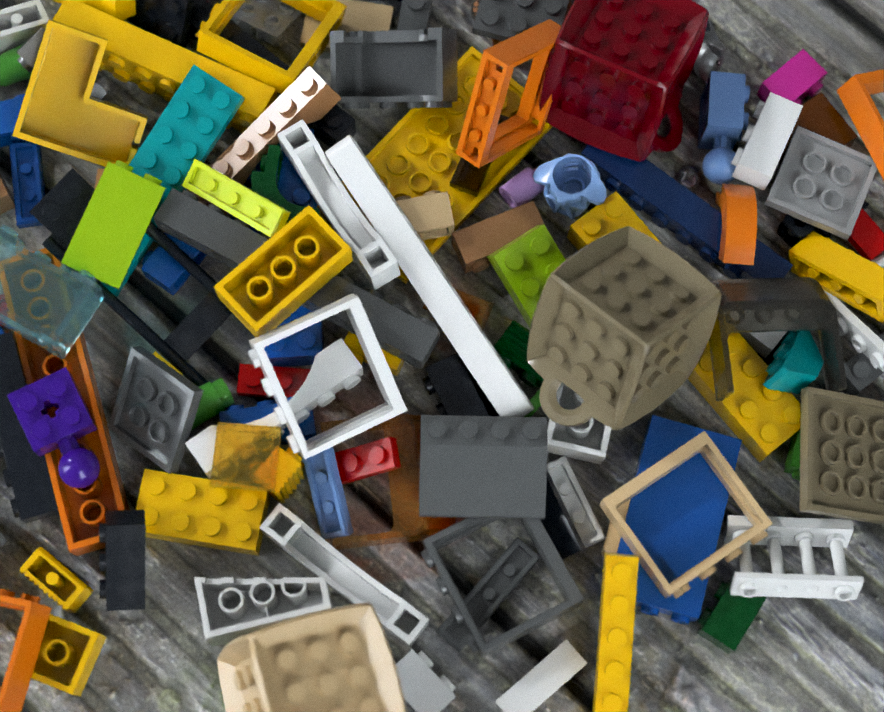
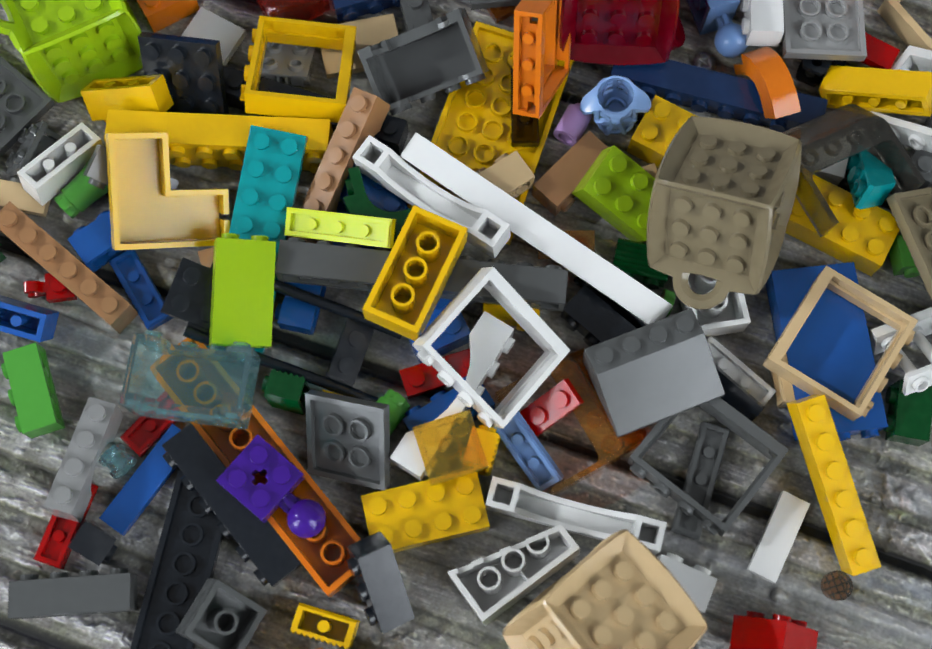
camera: 20 degrees left, 0 degrees up
(117, 336) = (285, 391): none -> dark green brick

